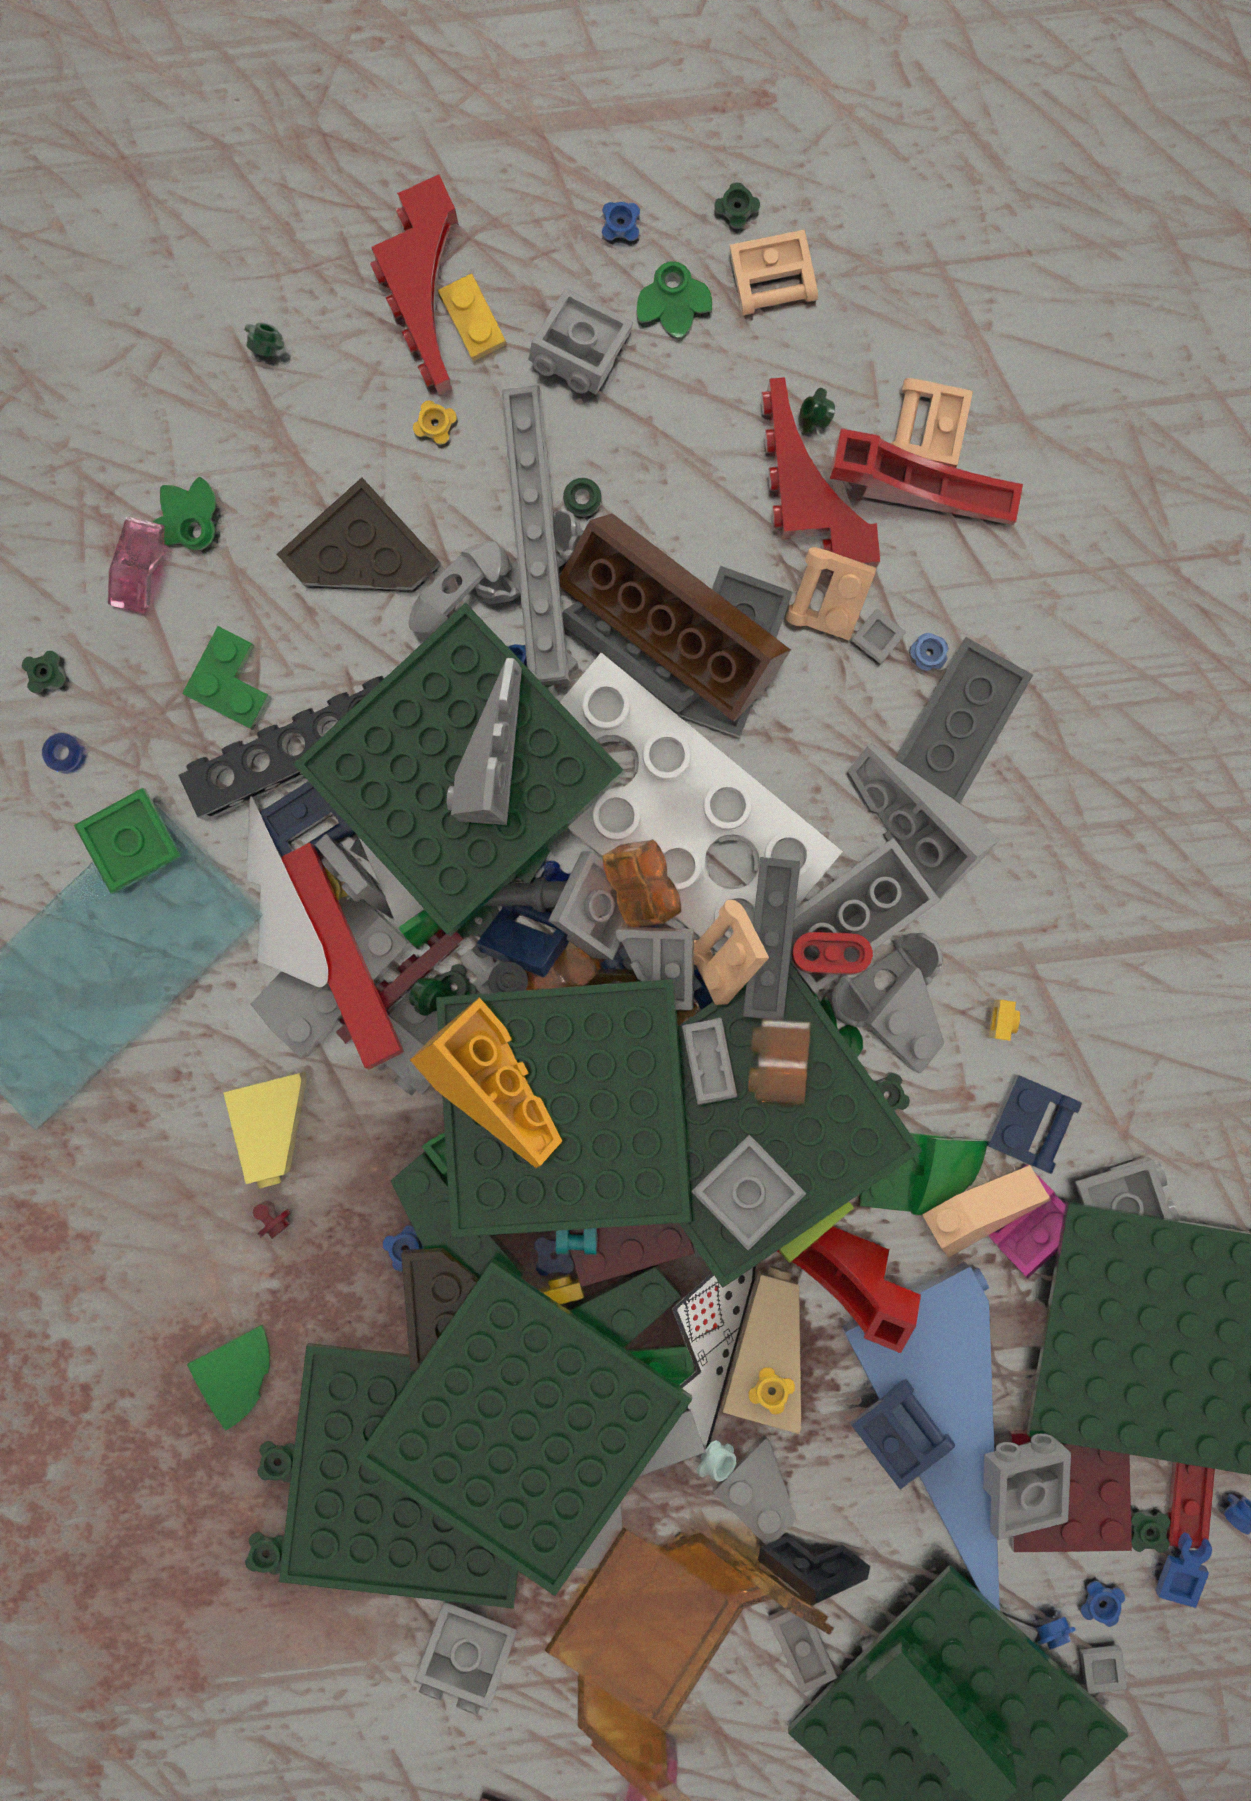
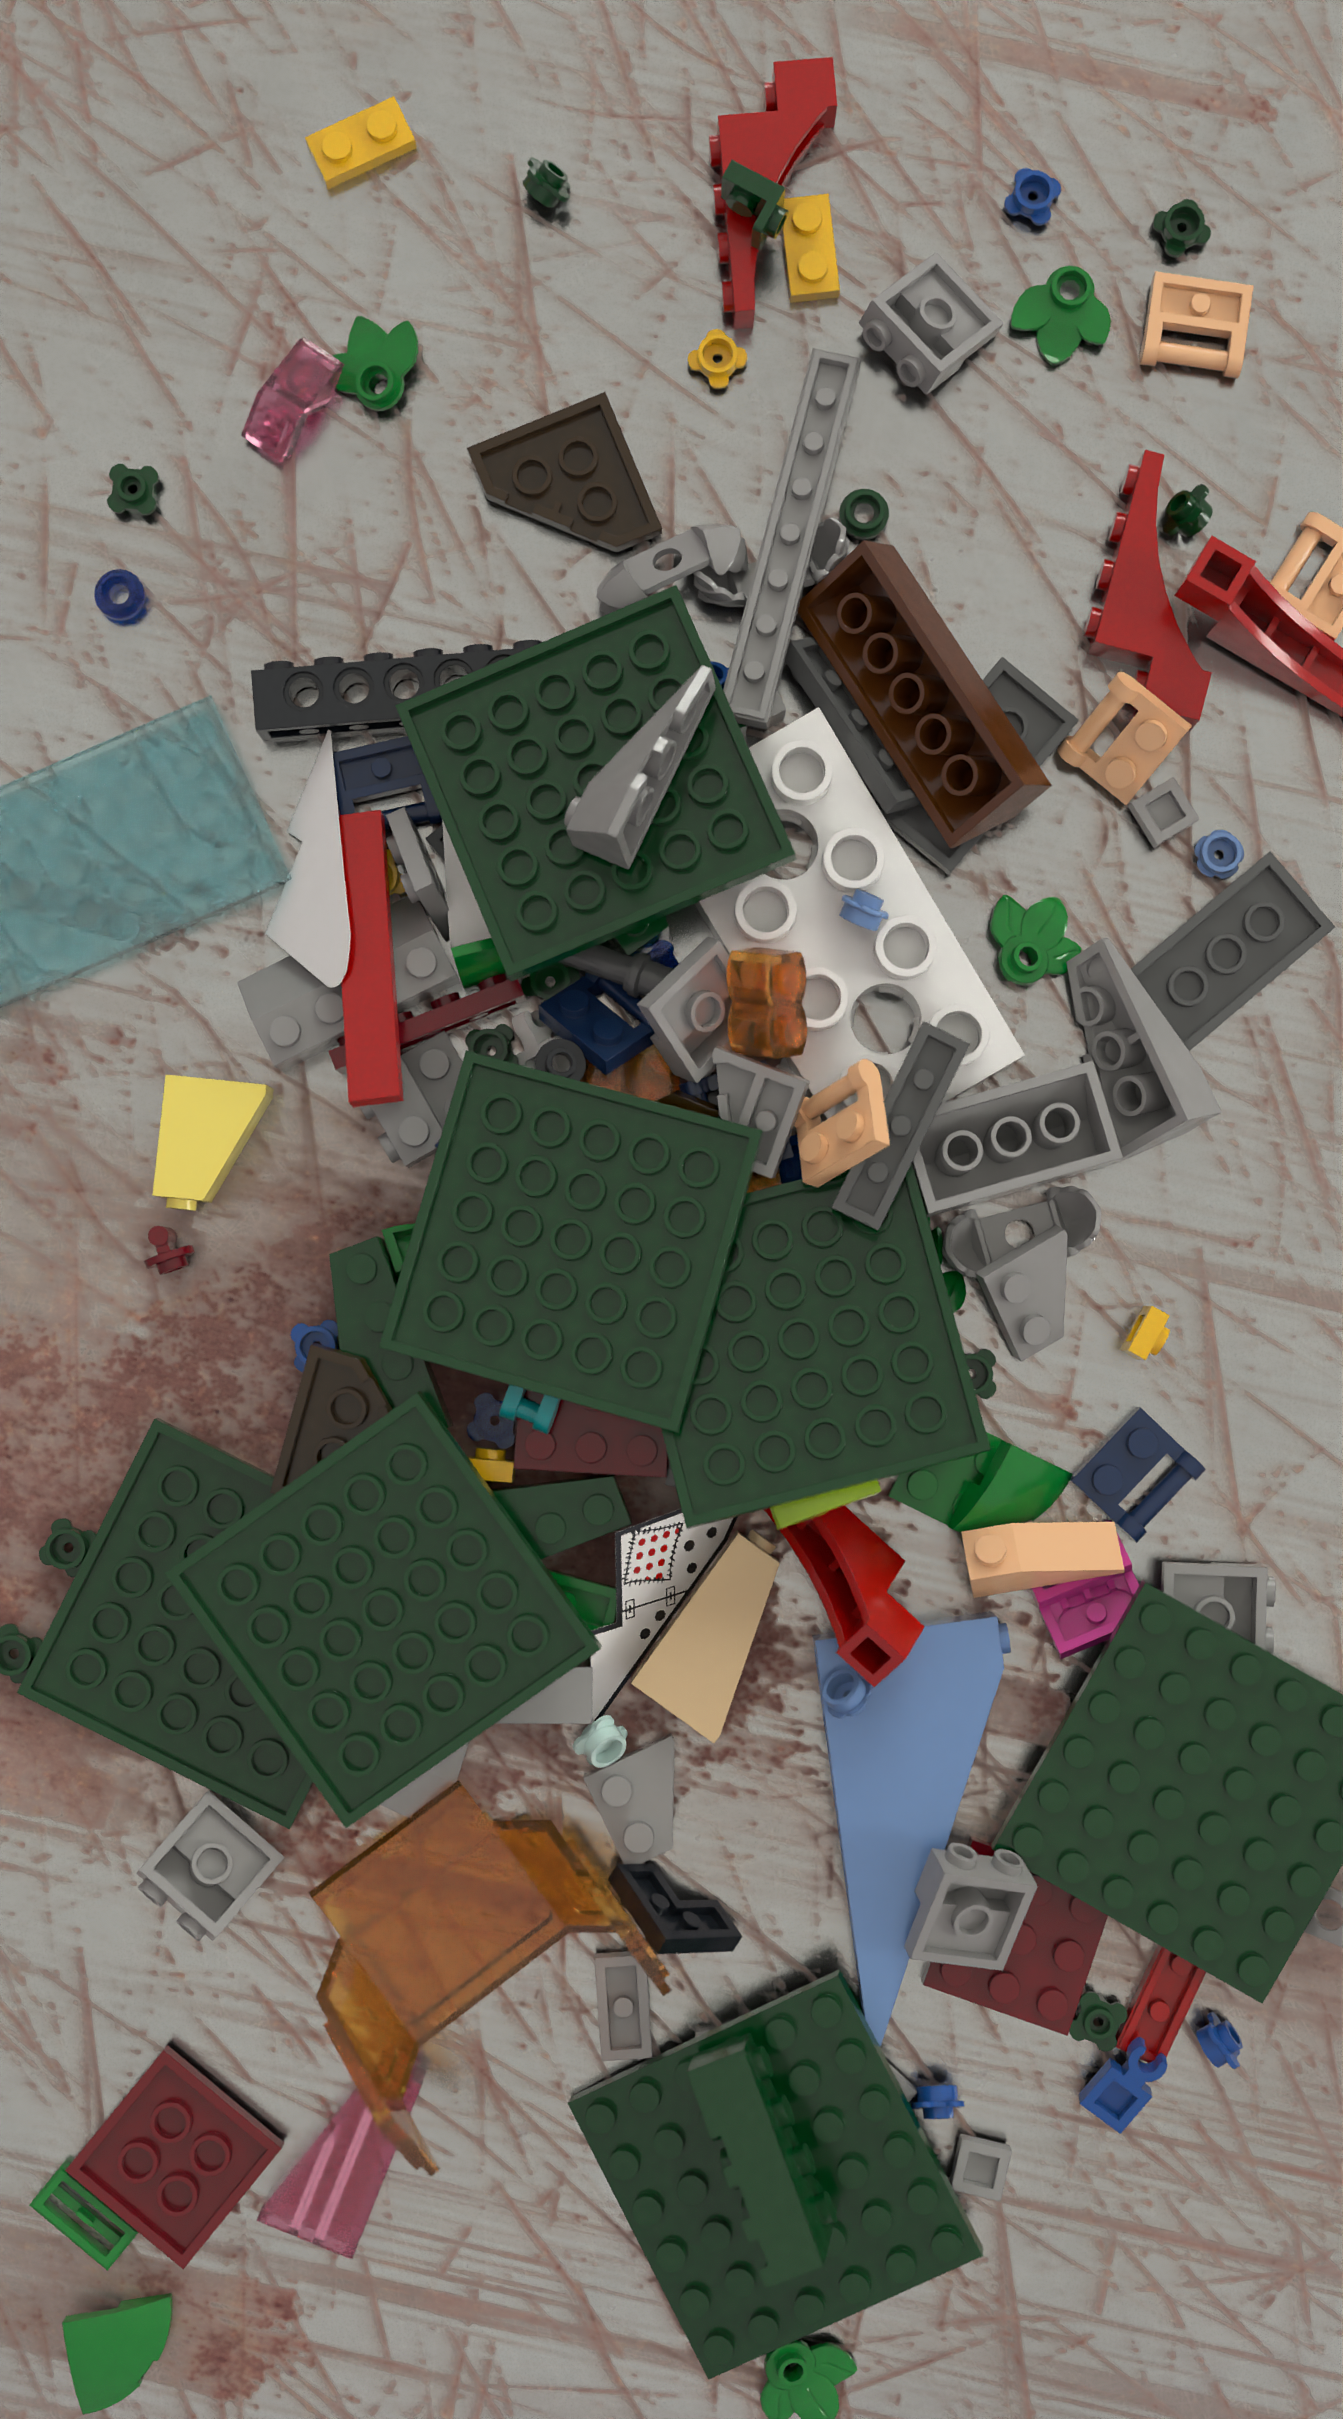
camera: 15 degrees right, 0 degrees up
(117, 358) = (361, 142): none -> yellow plate
(128, 841) = (161, 728): green plate -> none
(216, 681) = (338, 577): green plate -> none
(233, 1375) = (52, 1424): green brick -> none
(417, 296) = (755, 195): none -> dark green bracket
(424, 995) = (451, 1044): dark green plate -> none
(481, 1076) = (487, 1165): light orange wedge -> none
(687, 790) = (863, 909): none -> medium blue plate
(709, 1061) = (770, 1248): light grey plate -> none
(748, 1192) = (761, 1422): light grey plate -> none
(776, 1401) = (699, 1693): yellow plate -> none
(781, 1063) = (858, 1279): clear orange brick -> none
(817, 756) = (1035, 932): none -> green plate
(831, 953) = (966, 1169): red plate -> none
(881, 1363) = (846, 1693): none -> medium blue plate
(891, 1441) = (823, 1792): dark blue plate -> none
(1110, 1613) = (1011, 2102): blue plate -> none

